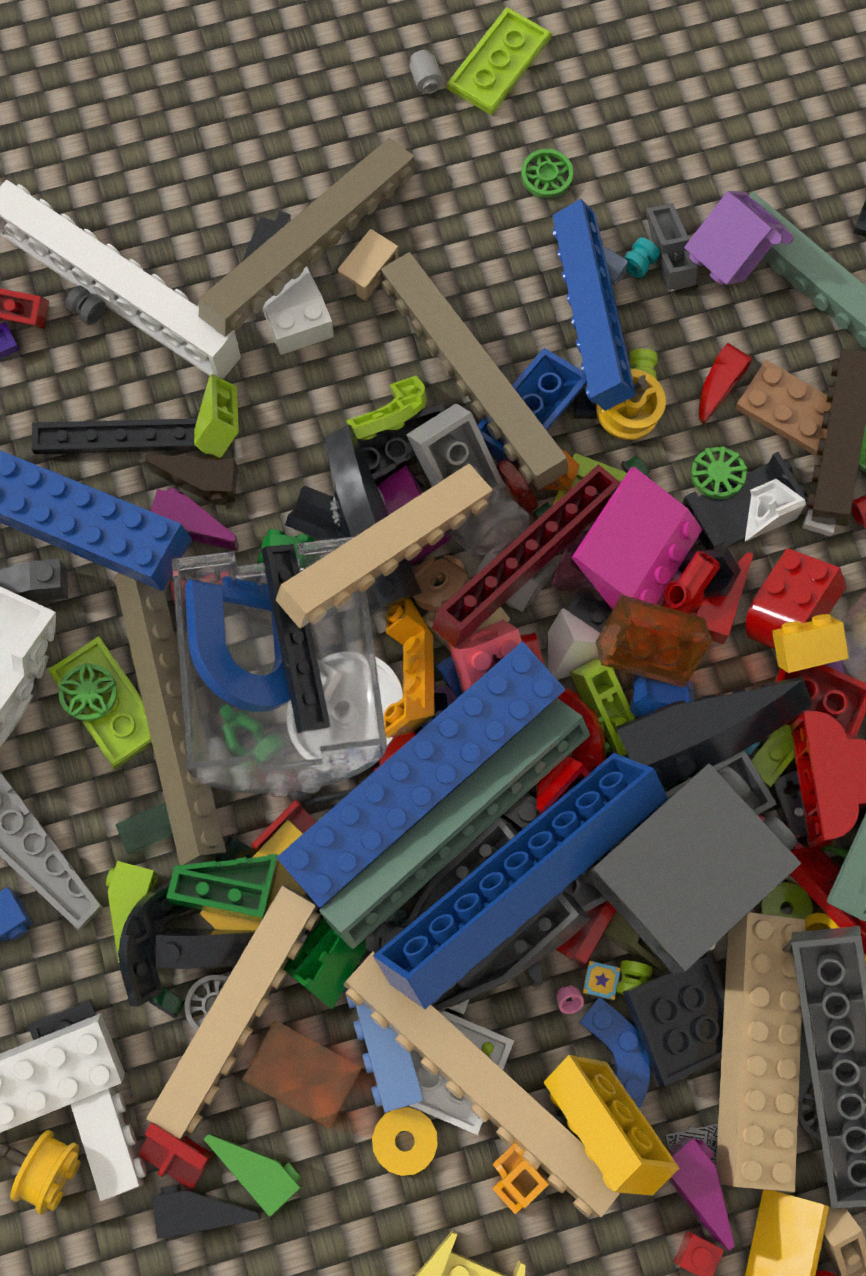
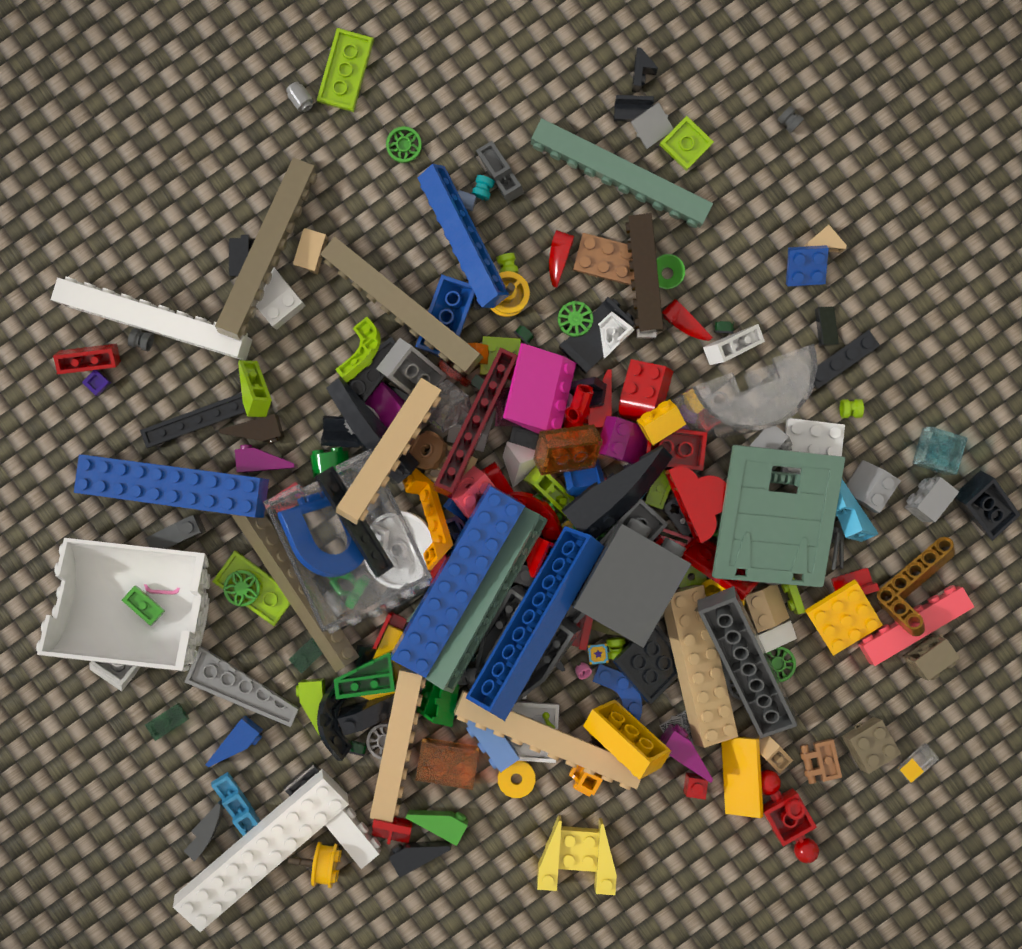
camera: 20 degrees left, 15 degrees up
(736, 238) = (540, 159): medium lavender container -> none
(740, 656) = (622, 440): none -> magenta slope

